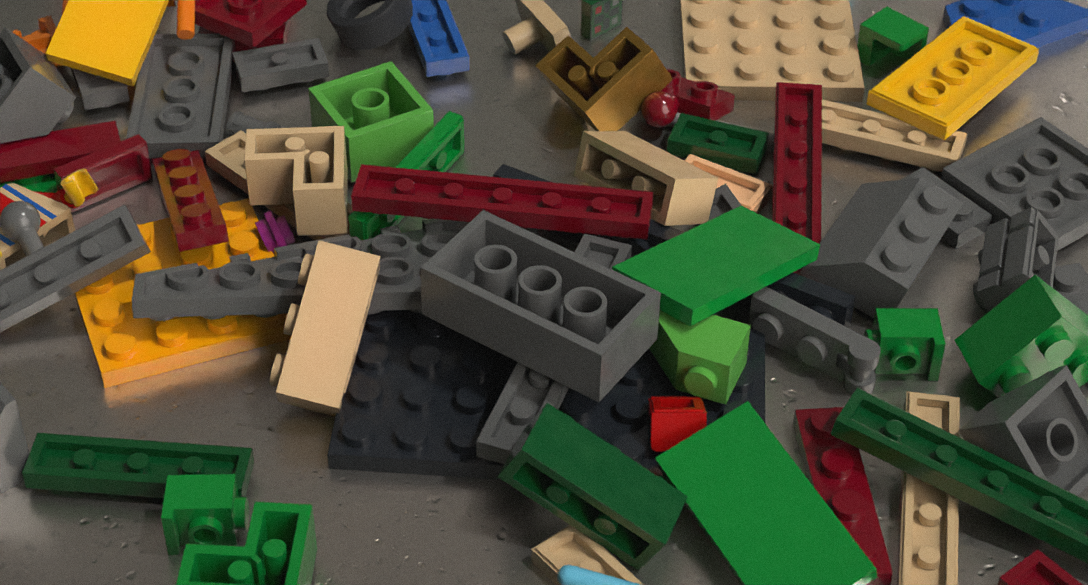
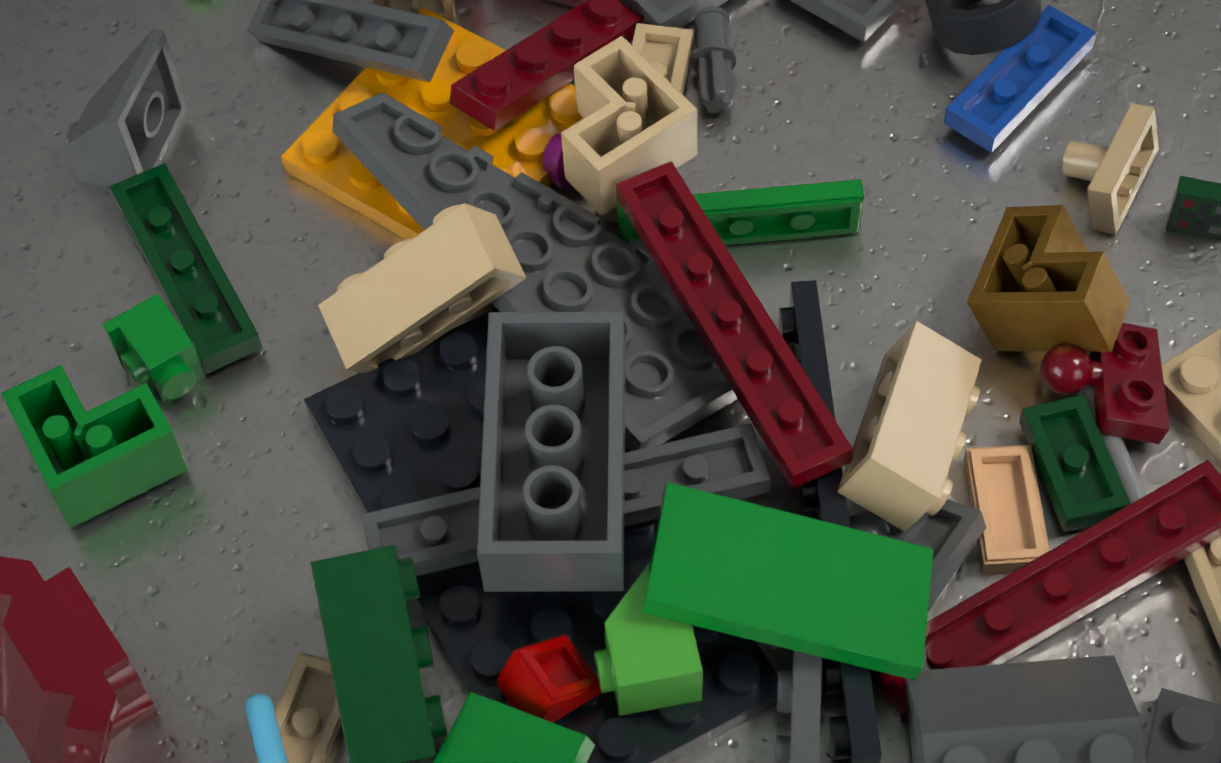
camera: 60 degrees right, 15 degrees up
(379, 115) = (792, 120): bright green brick -> none

